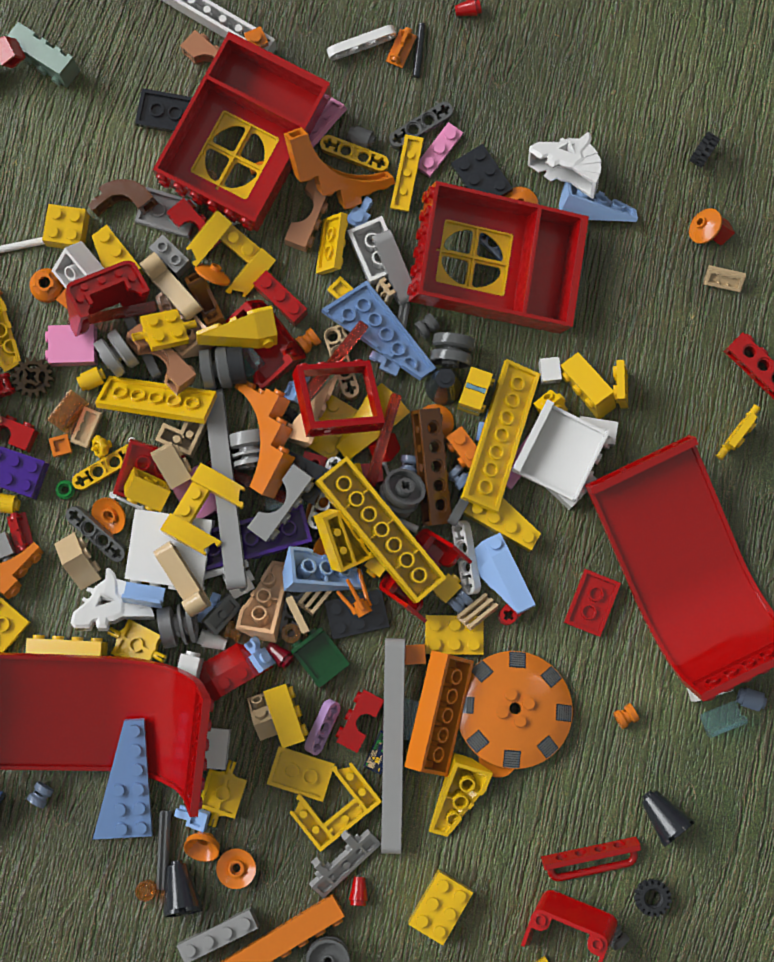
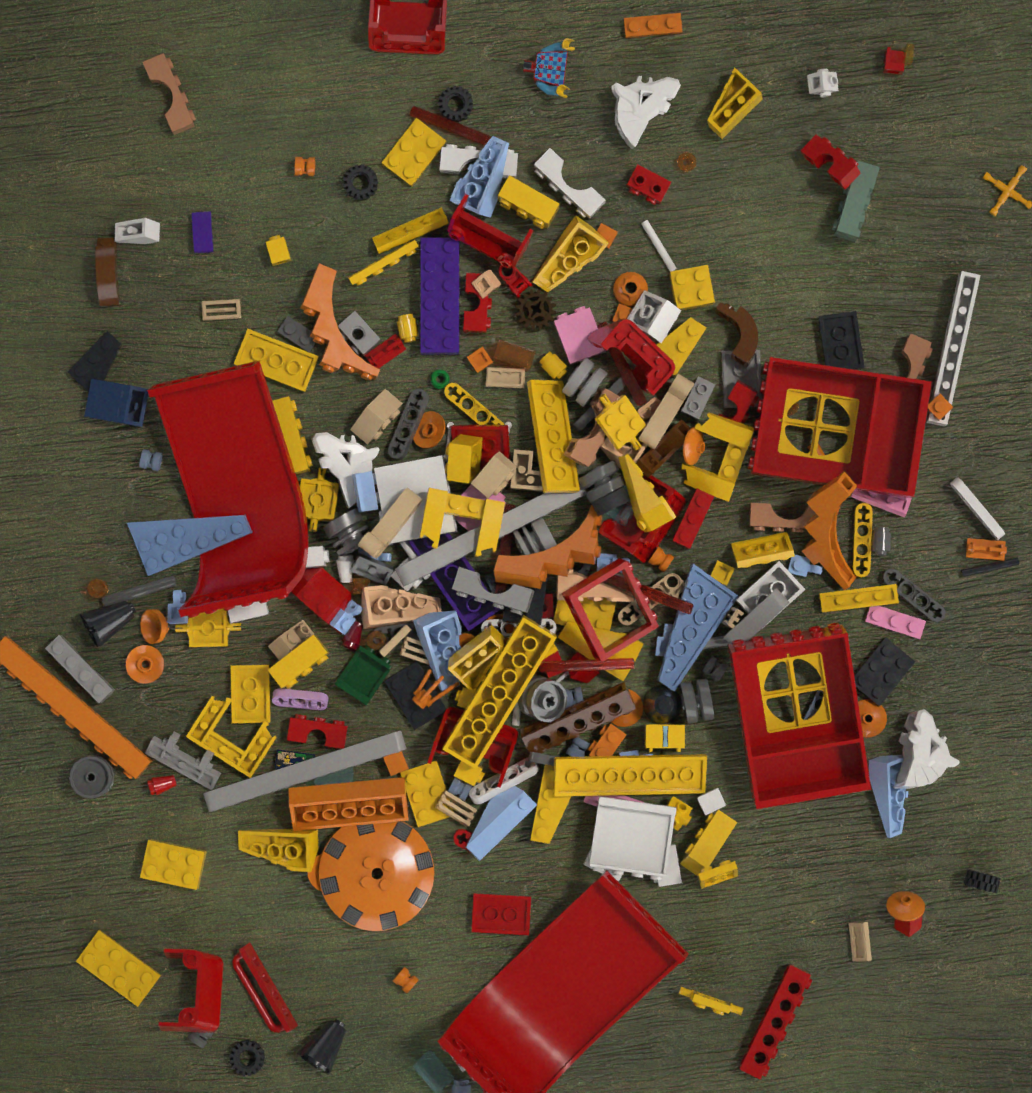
camera: 75 degrees right, 5 degrees up
(100, 446) = (491, 398): yellow piece -> none

